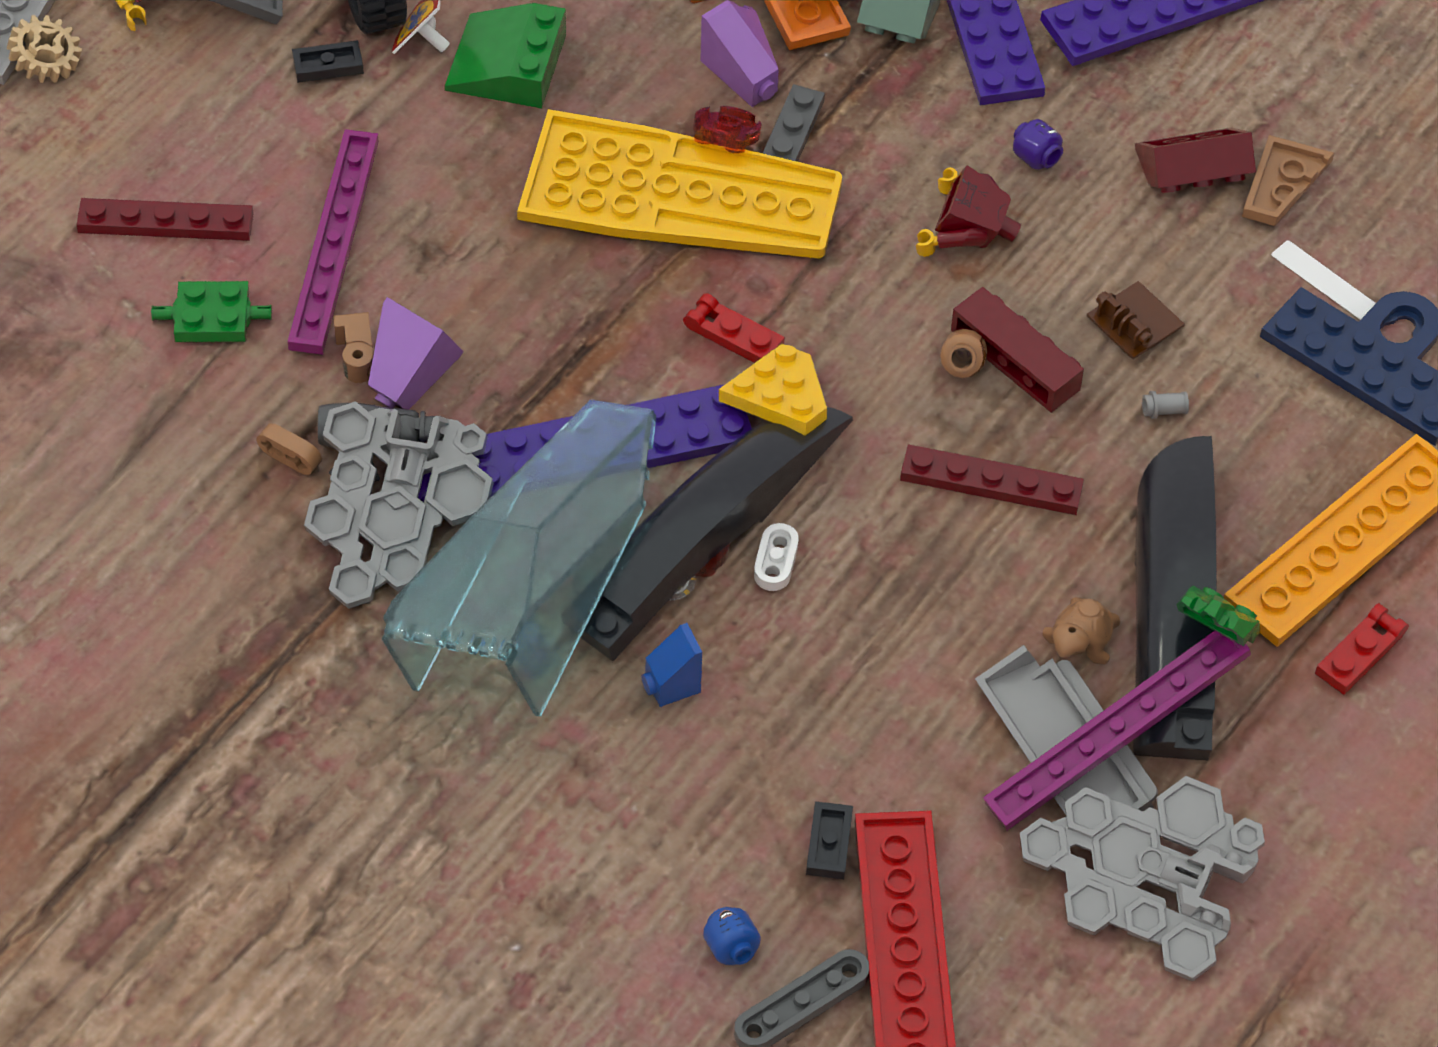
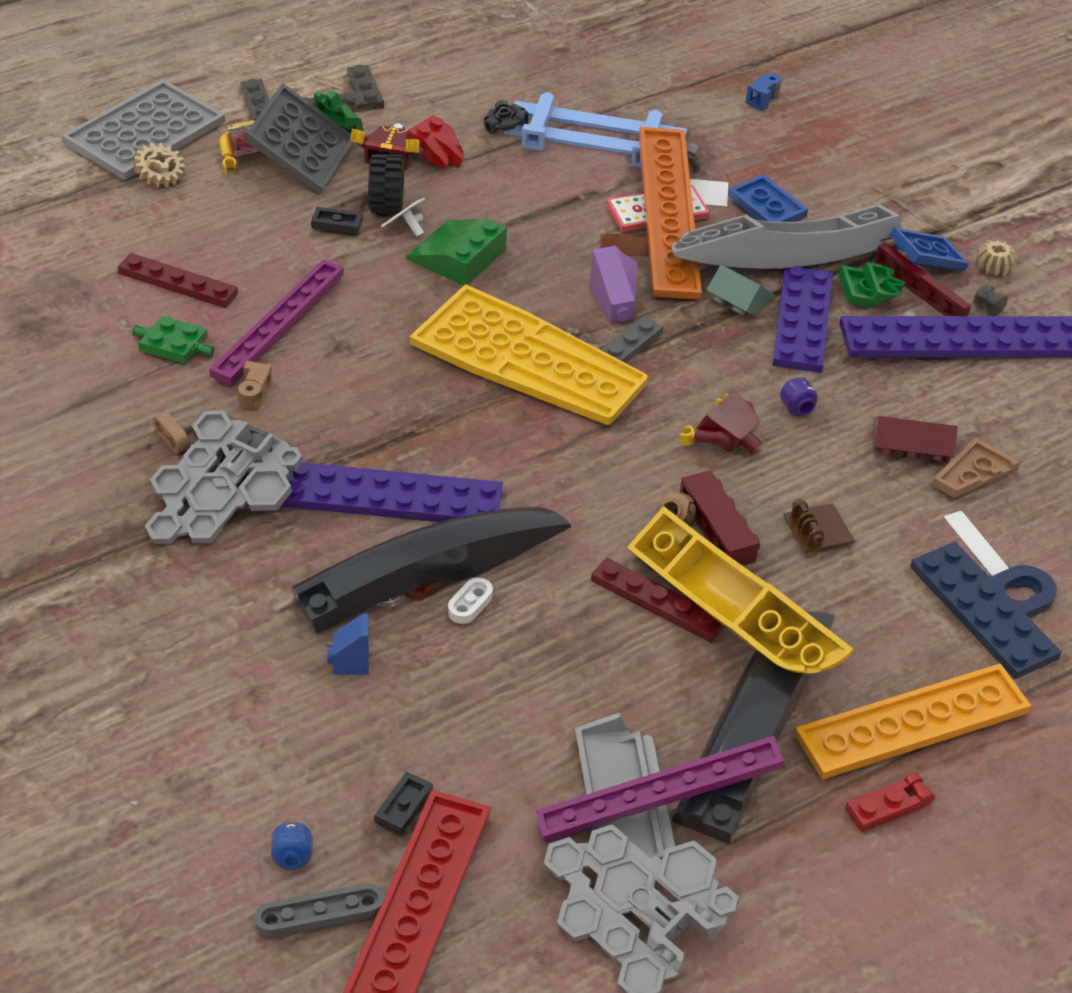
camera: 20 degrees right, 10 degrees down
(408, 356) = (282, 399): medium lavender slope -> none
(532, 556) = (277, 541): clear light blue windscreen -> none
(727, 128) = (582, 329): clear red plate -> none
(731, 329) = (521, 452): red plate -> none
(780, 390) = (527, 492): yellow plate -> none
(1082, 628) = (676, 714): medium nougat animal -> none
(1097, 453) = (737, 597): none -> yellow slope
(1165, 404) = (813, 587): light grey pin -> none
(1219, 614) = (767, 726): green plate -> none

